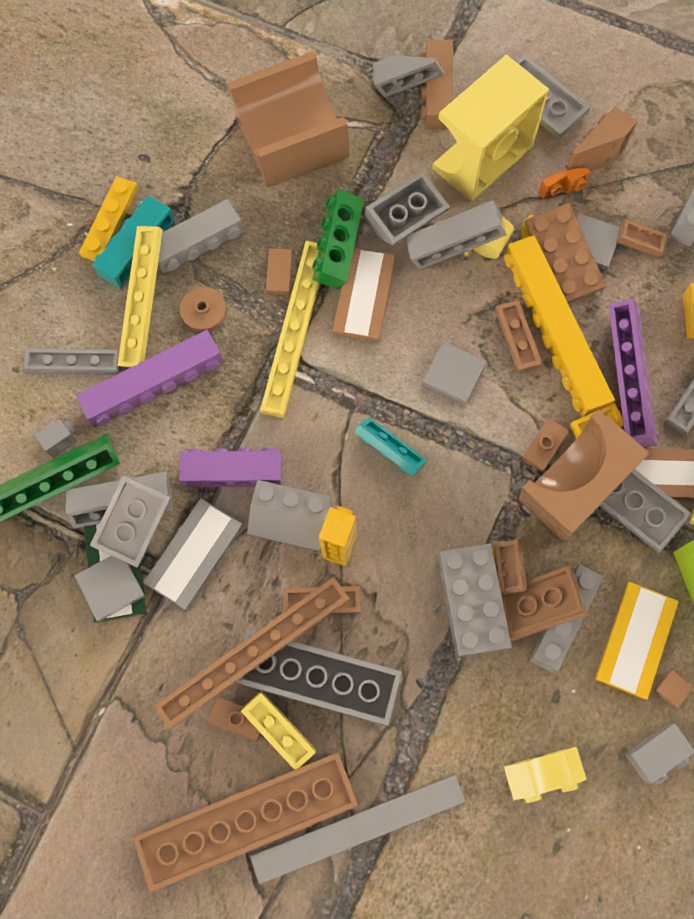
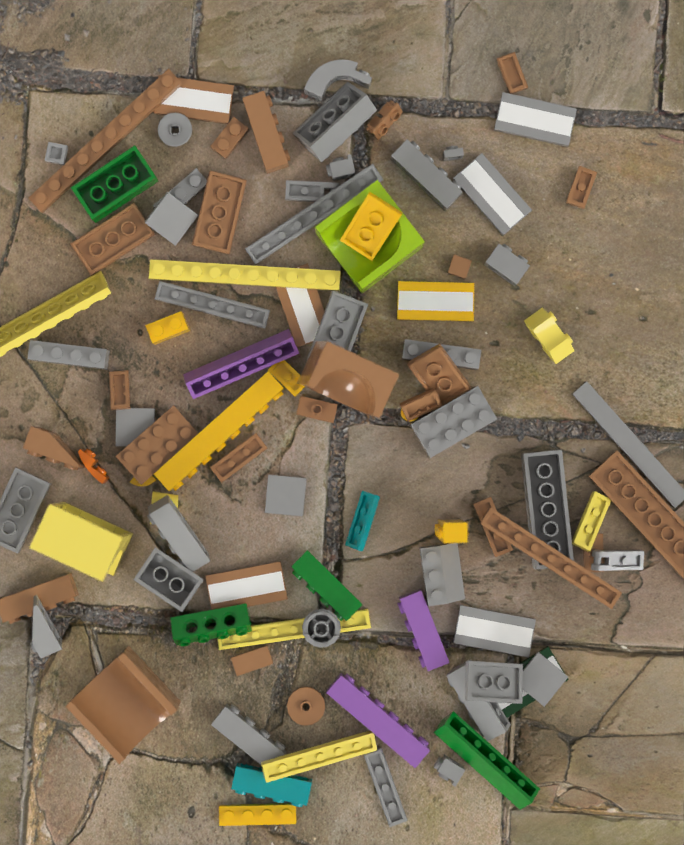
camera: 120 degrees left, 15 degrees up
(214, 746) = (617, 560): none -> light grey plate
(284, 347) = (321, 628): none -> light grey cone
(329, 376) = (326, 585): none -> green brick

